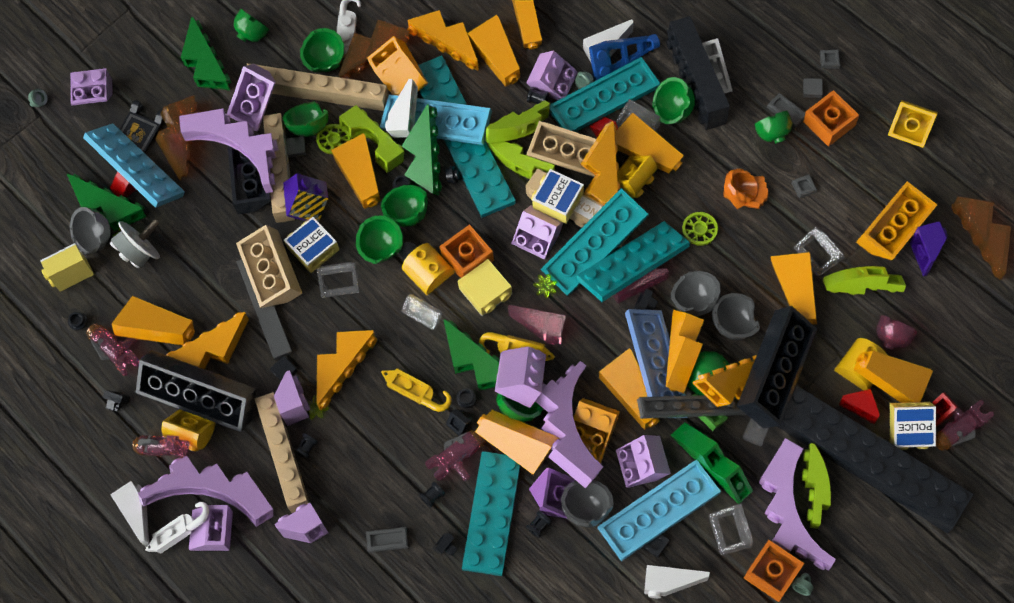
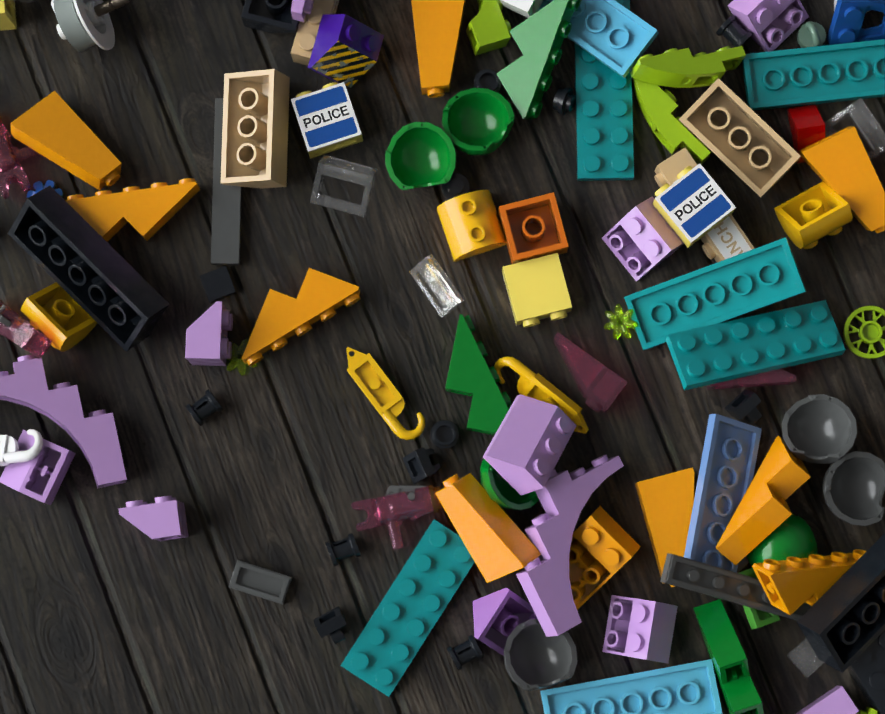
camera: 20 degrees right, 15 degrees up
(282, 452) = (169, 406): tan brick -> none
(603, 164) = (778, 183): light orange slope -> none

